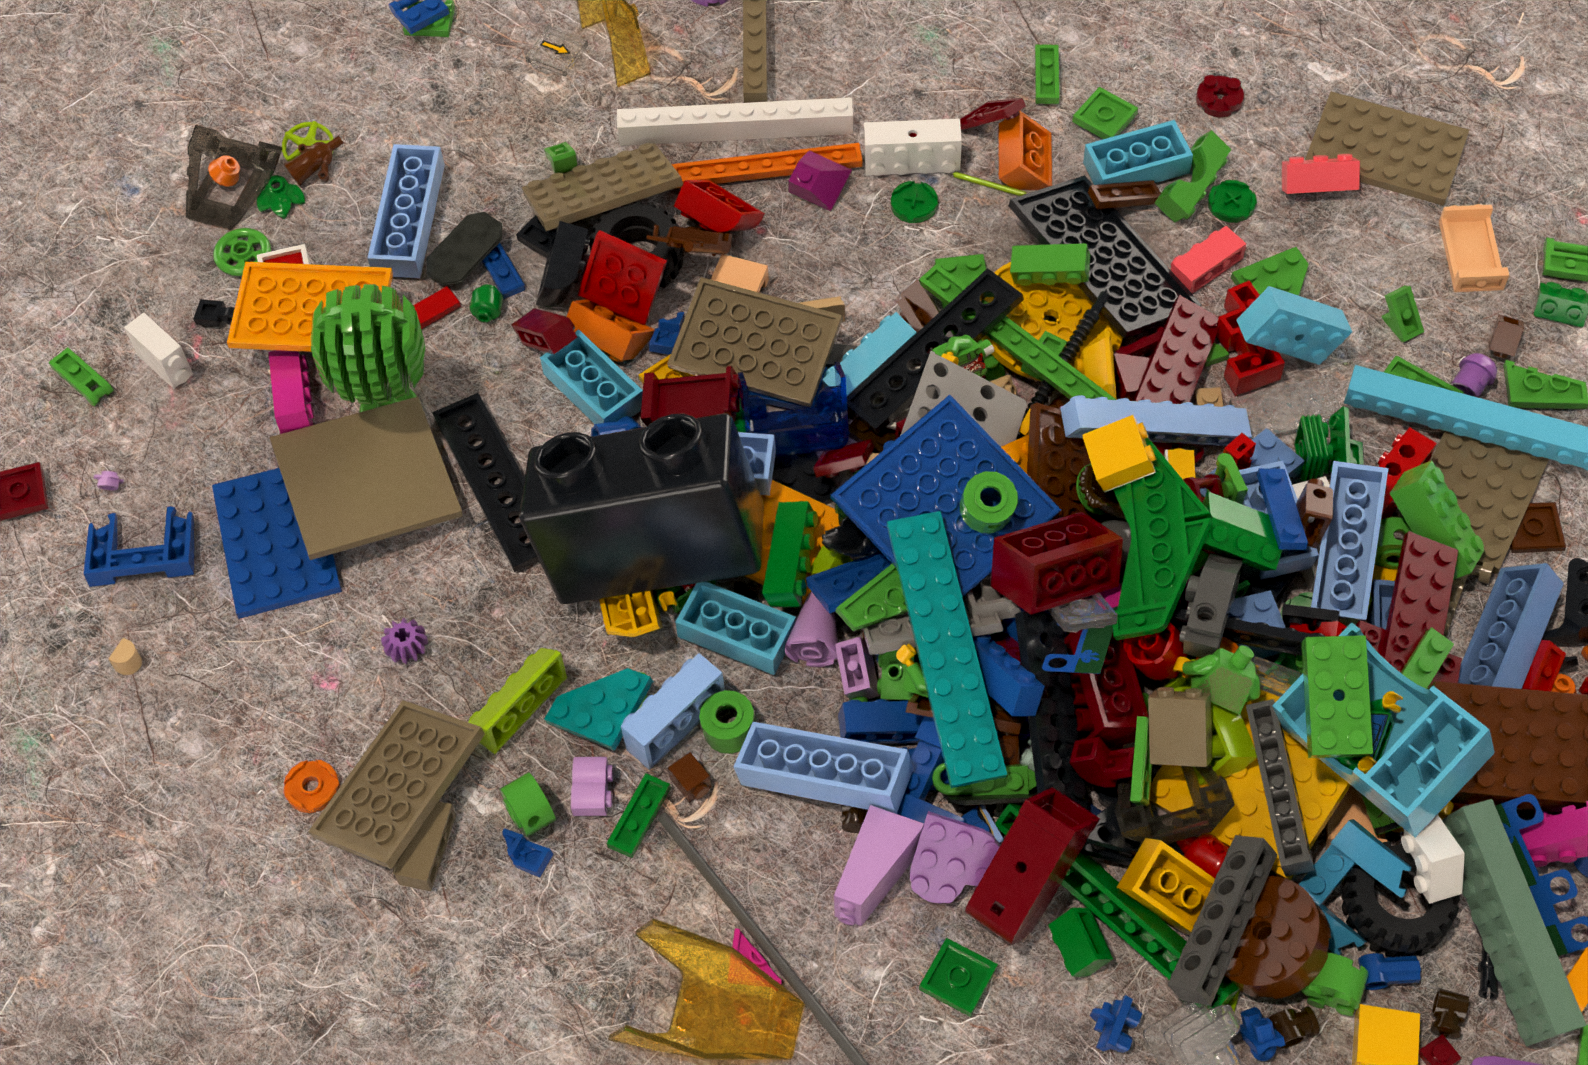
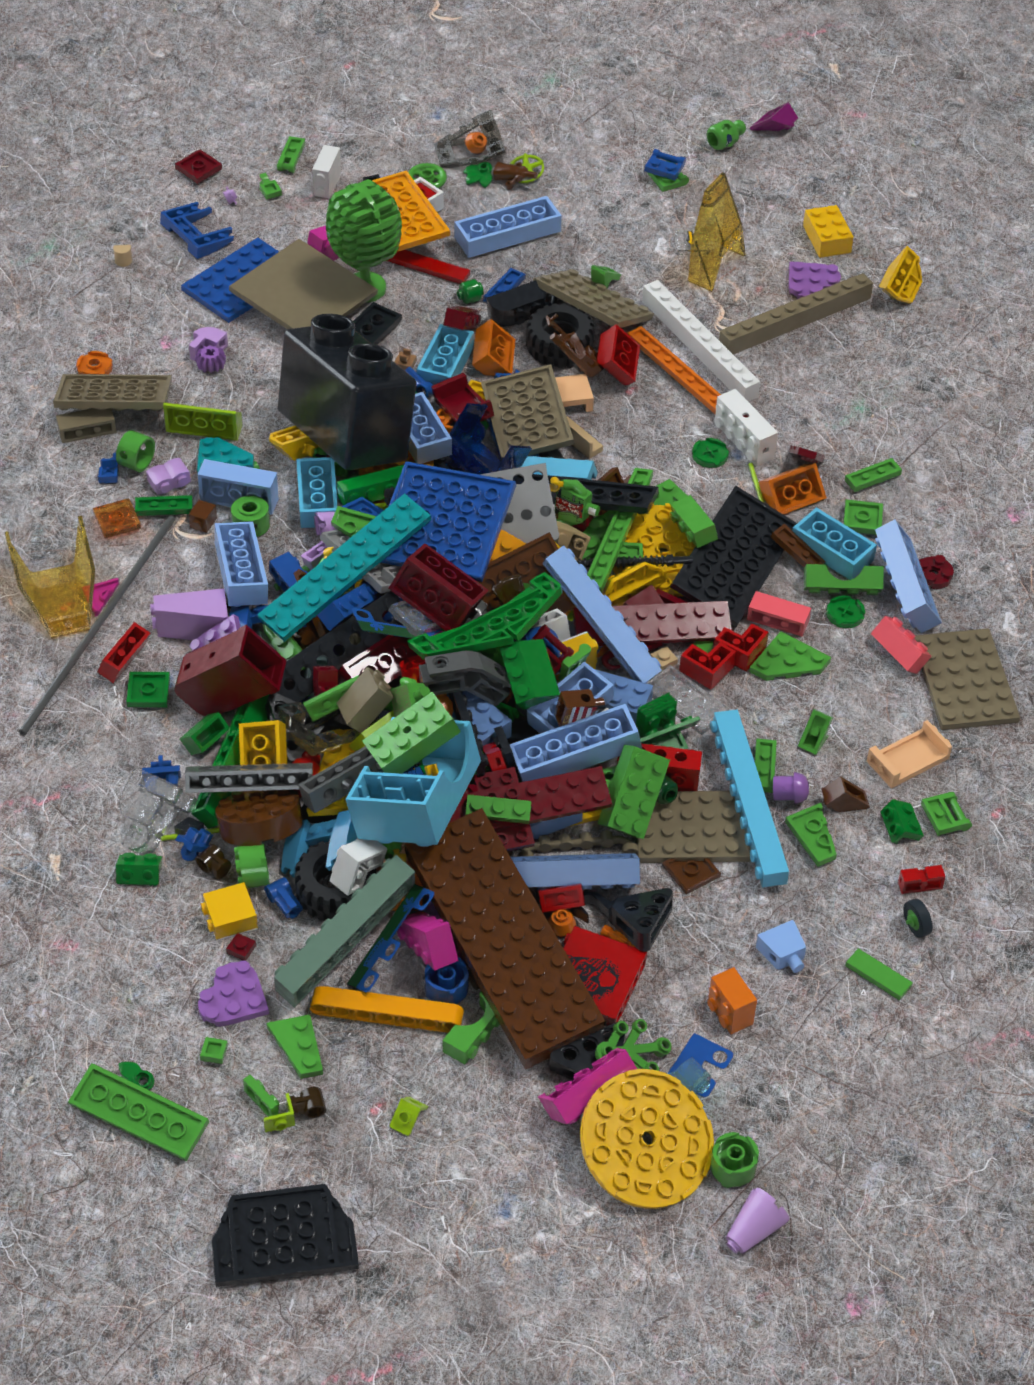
camera: 55 degrees right, 10 degrees down
(126, 431) = (269, 188): none -> bright green plate
(367, 627) = (207, 336): none -> lavender brick
(464, 249) = (500, 263): pearl dark grey shield -> none
(555, 425) = (406, 359): none -> medium nougat tile
(622, 277) = (523, 331): red plate -> none
(626, 882) = (116, 518): none -> clear orange plate
(818, 180) = (684, 395): magenta slope -> none
(886, 978) = (123, 652): none -> red brick
(980, 516) = (453, 542): bright green piece -> none
(1119, 453) = (533, 579): yellow piece -> none
(1231, 117) = (907, 577): none -> light blue brick
(1241, 450) = (601, 660): red piece -> none
(1282, 509) = (550, 691): blue plate -> none
(1294, 325) = (740, 662): medium azure brick -> none
(1450, 1012) = (274, 937): dark brown piece -> none

